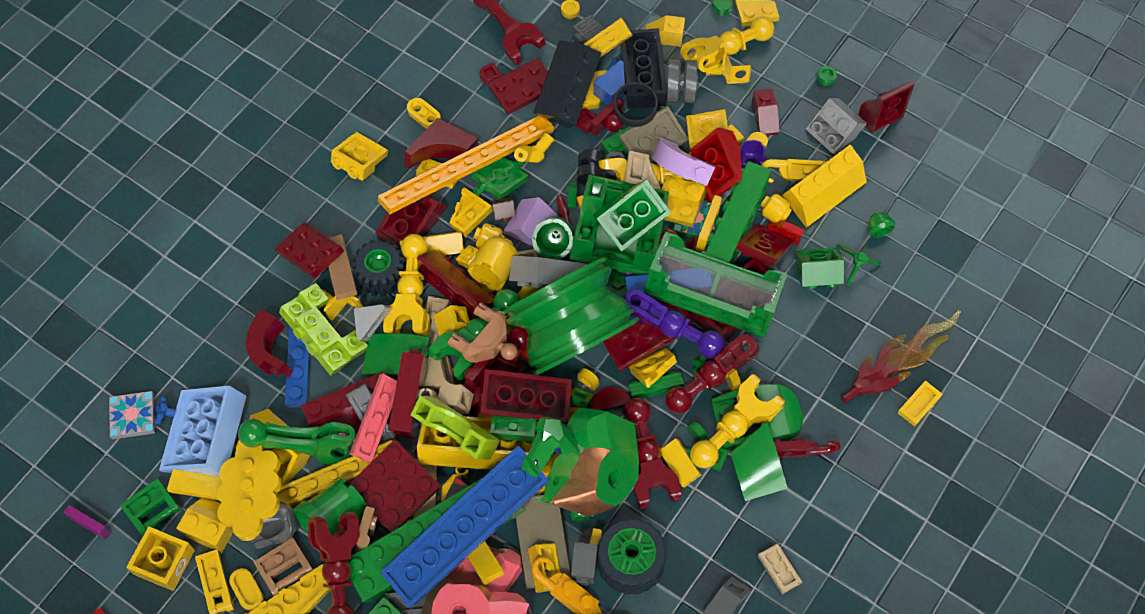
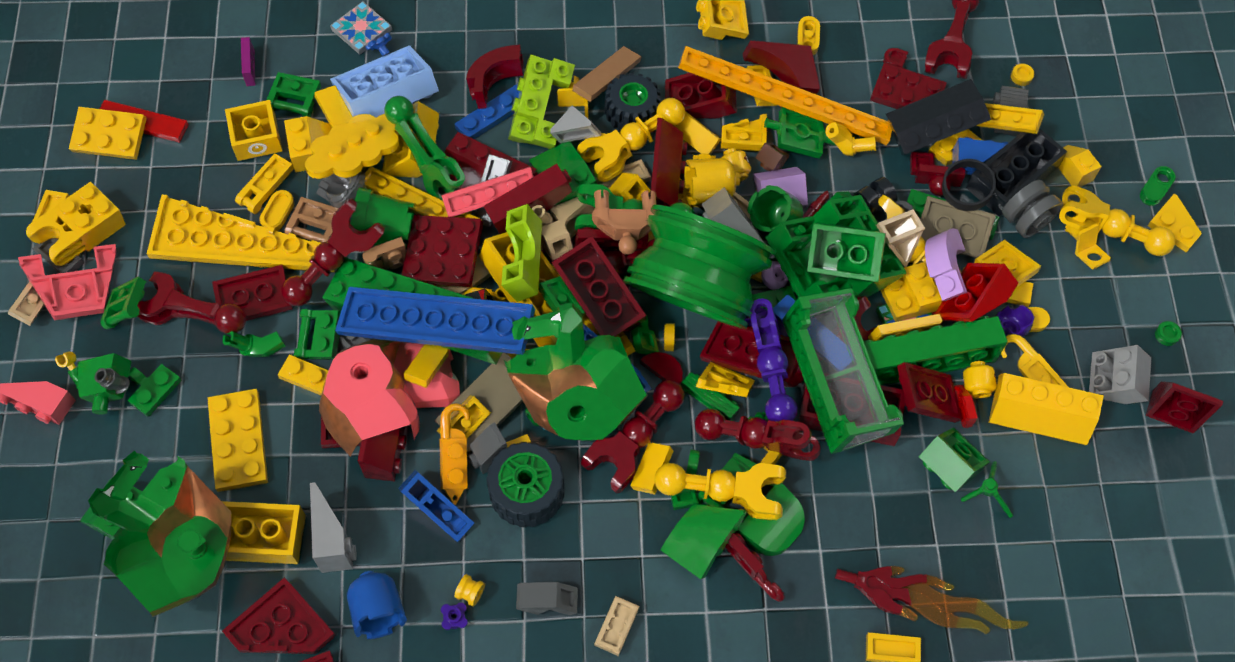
camera: 50 degrees right, 0 degrees up
(309, 250) = (603, 42): dark red plate -> none
(765, 111) = (1074, 304): slope -> none
(880, 224) = (1050, 486): green cone -> none

